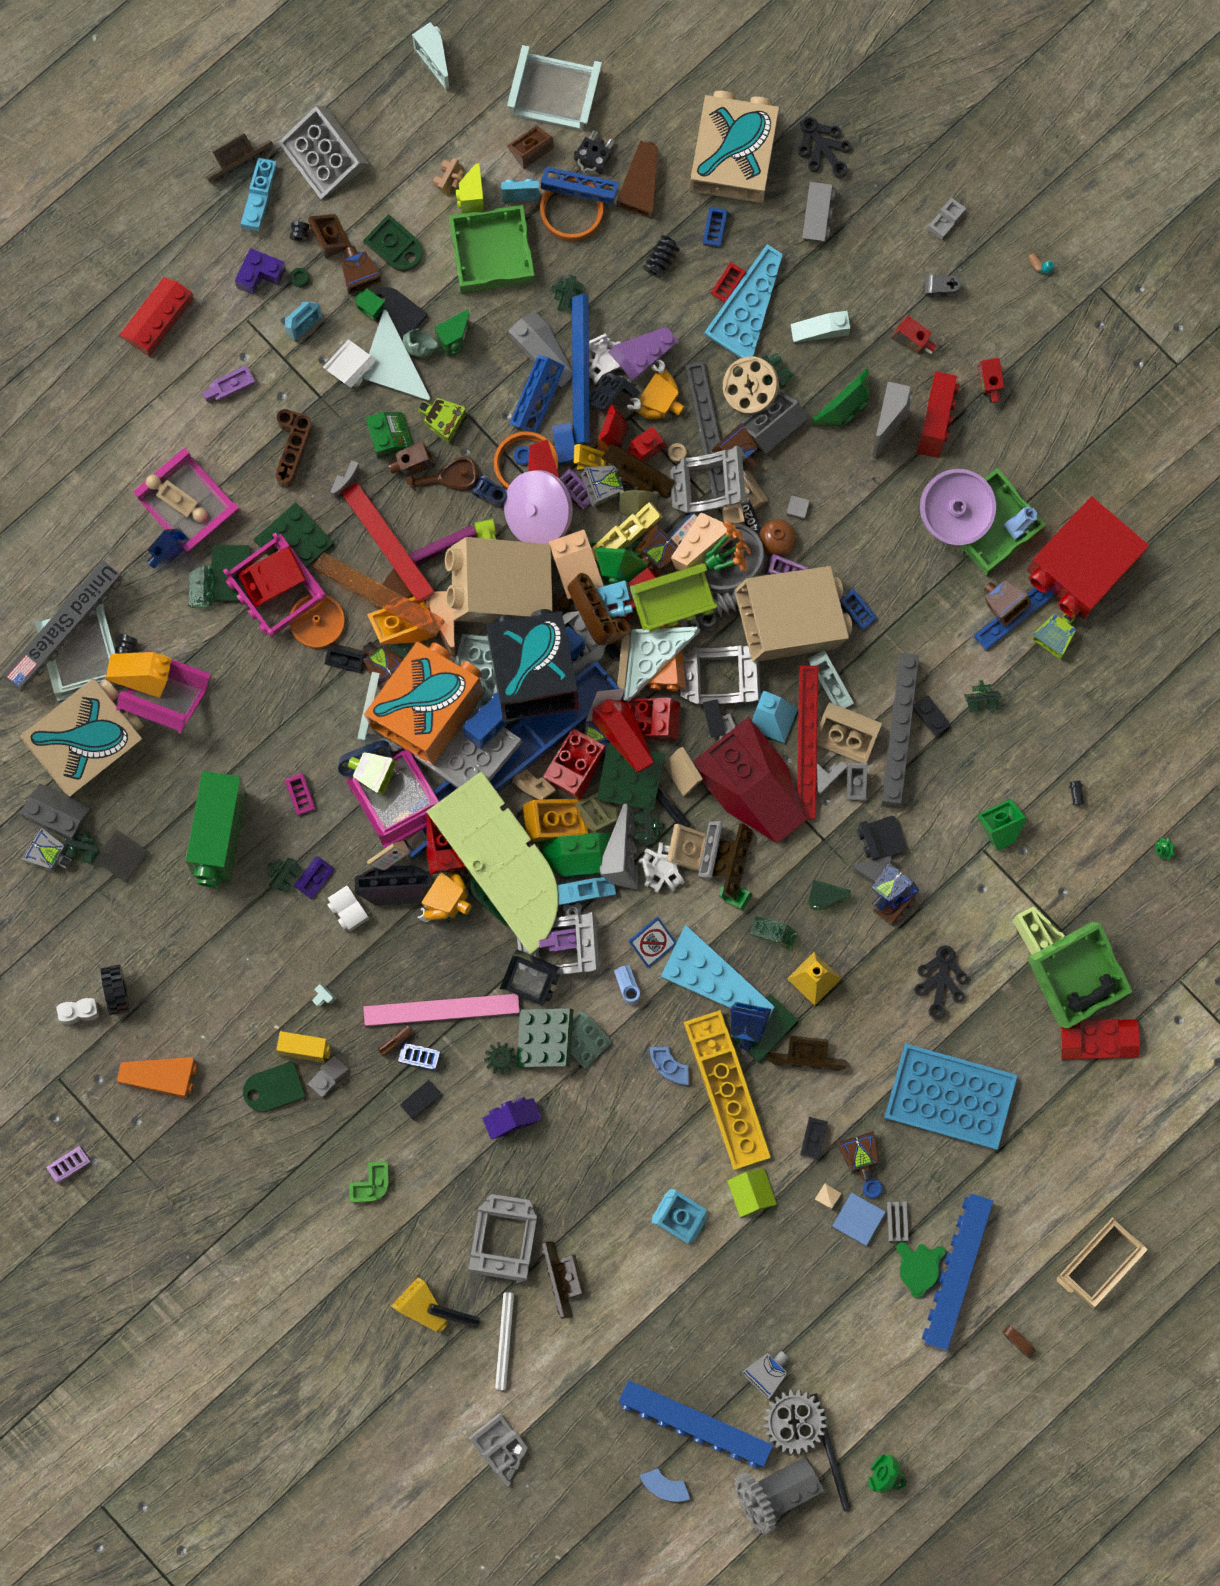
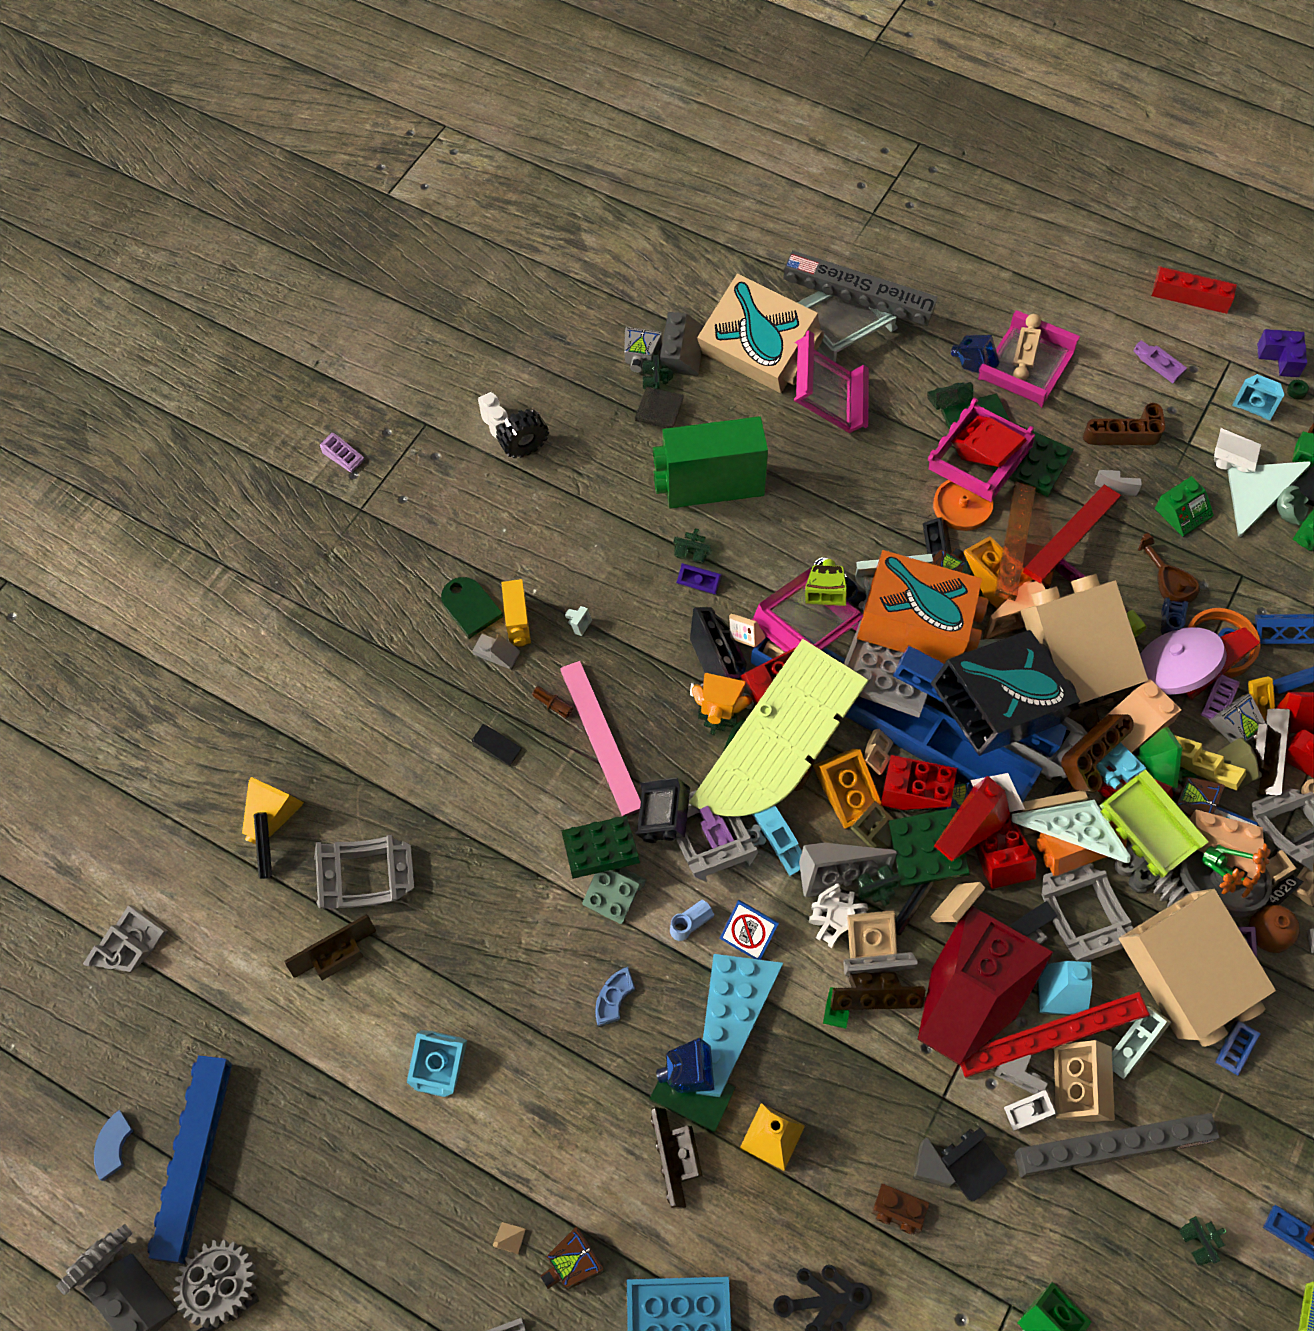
camera: 75 degrees right, 15 degrees down
(126, 644) = (864, 352): black wheel -> none
(139, 671) = (842, 361): light orange slope -> none
(160, 1076) = (451, 502): orange slope -> none
(310, 807) = (787, 525): dark pink slope -> none
(347, 908) = (675, 616): white brick -> none
(375, 1188) = (392, 729): bright green plate -> none
(412, 460) = (1171, 534): reddish brown torso -> none
(436, 1054) = (543, 746): slope -> none
(442, 417) = (1228, 551): lime torso -> none
(495, 1063) = (557, 814): clear green gear -> none
(504, 1342) = (249, 911): white axle -> none
(511, 1117) = (500, 837): dark purple brick -> none
(564, 443) = (1266, 667): blue slope -> none
(576, 853) = (819, 817): green wedge -> none
(727, 1089) = (602, 1072): yellow slope -> none
(751, 1192) = (490, 1141): lime slope -> none
(766, 1373) = (269, 1227): light grey torso -> none
(774, 931) = (810, 1069): clear green bracket -> none
(813, 1138) = (576, 1196): black plate -> none
(826, 895) = (876, 1117): clear green slope -> none
(858, 1219) = (491, 1287): medium blue tile -> none
(872, 1188) = (534, 1293): blue tile -> none
(893, 888) = (915, 1197): clear blue torso -> none
(931, 716) = (1150, 1182): black plate -> none

